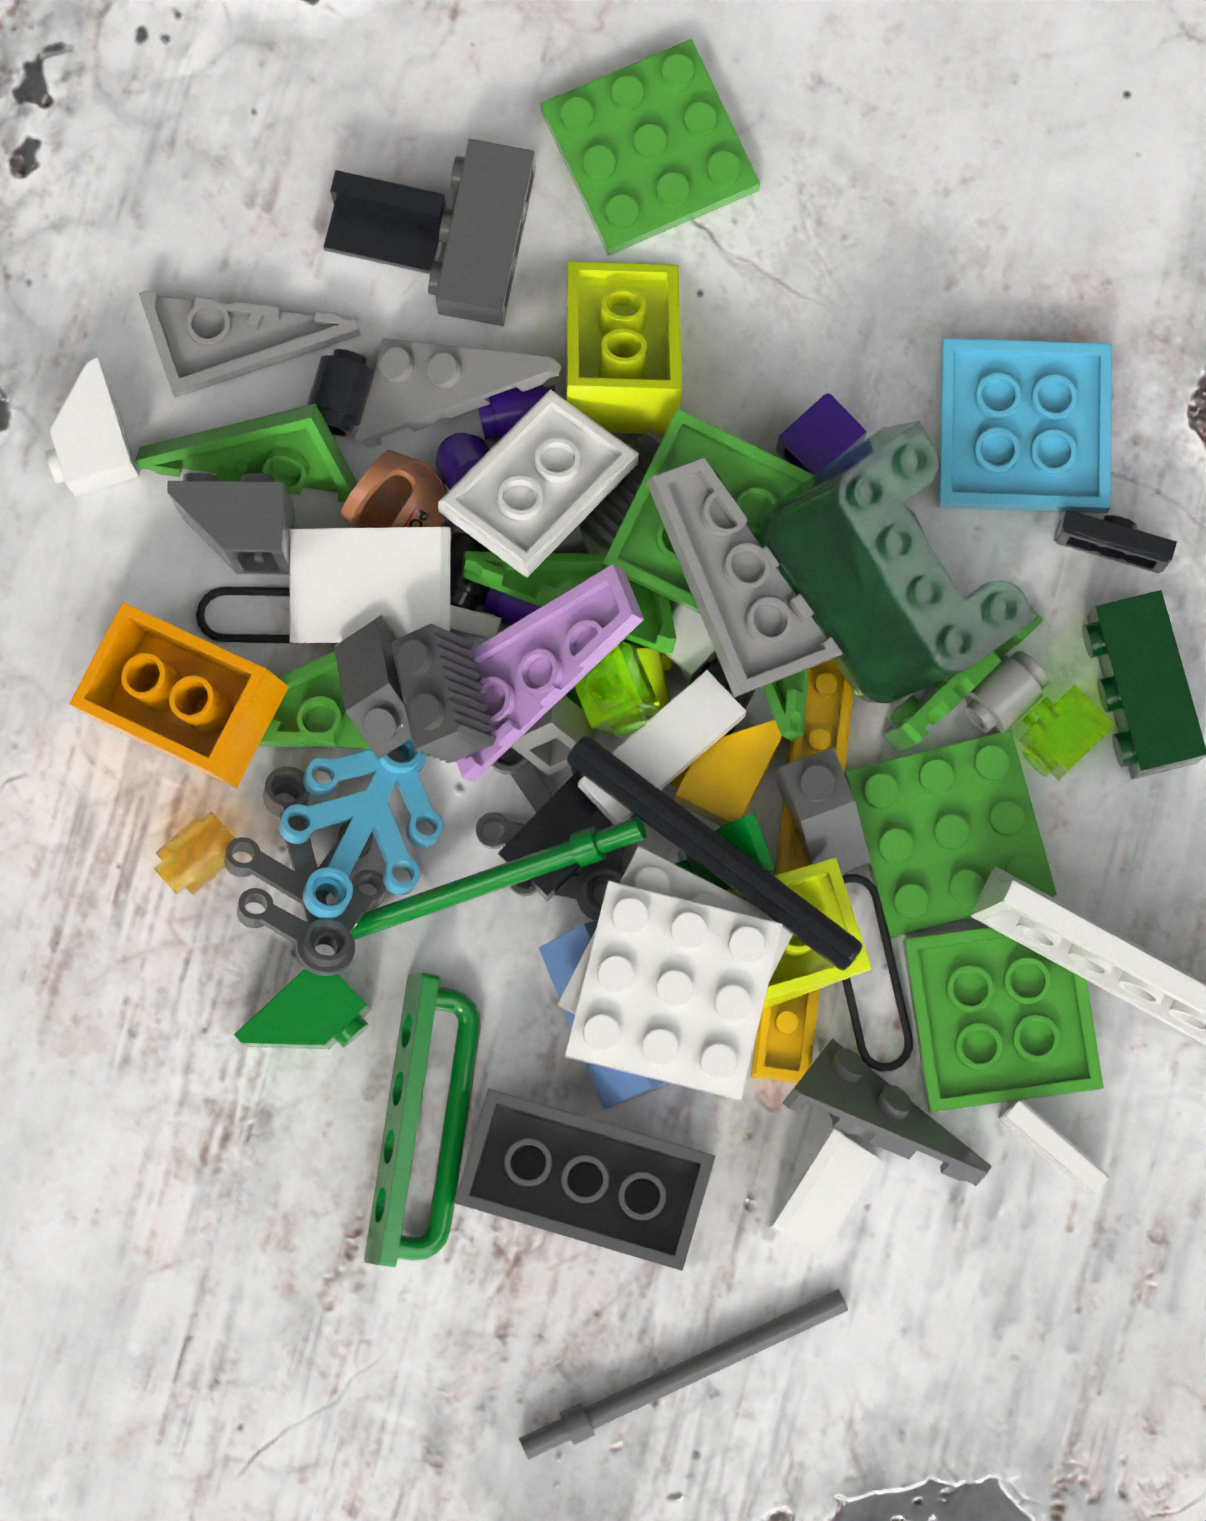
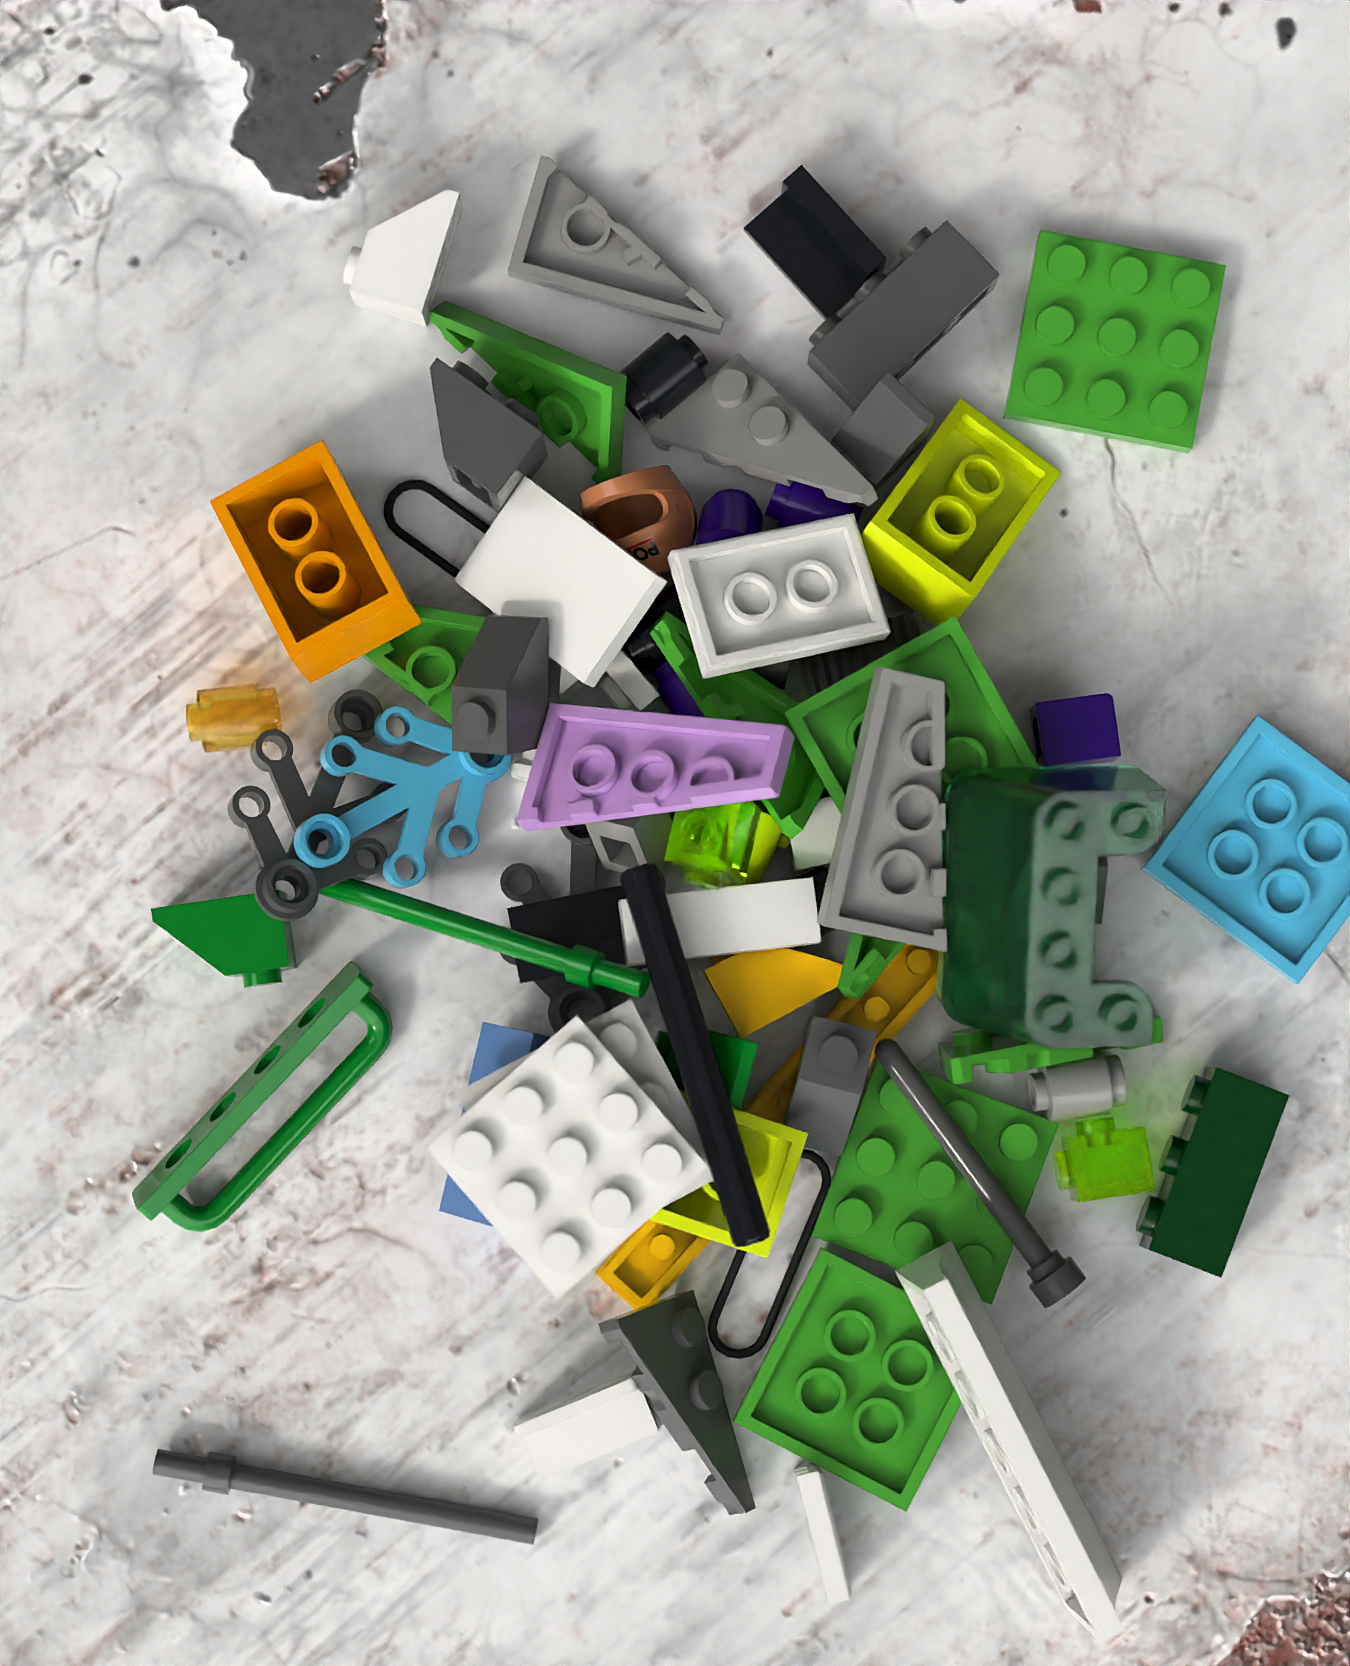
camera: 35 degrees right, 5 degrees up
(442, 693) = (549, 733): dark grey brick -> none
(530, 313) = (884, 431): none -> dark grey slope
(585, 1179) = (375, 1263): dark grey brick -> none
(1082, 838) = (1050, 1272): none -> dark grey piece
(1115, 540) = (1282, 1015): black plate -> none

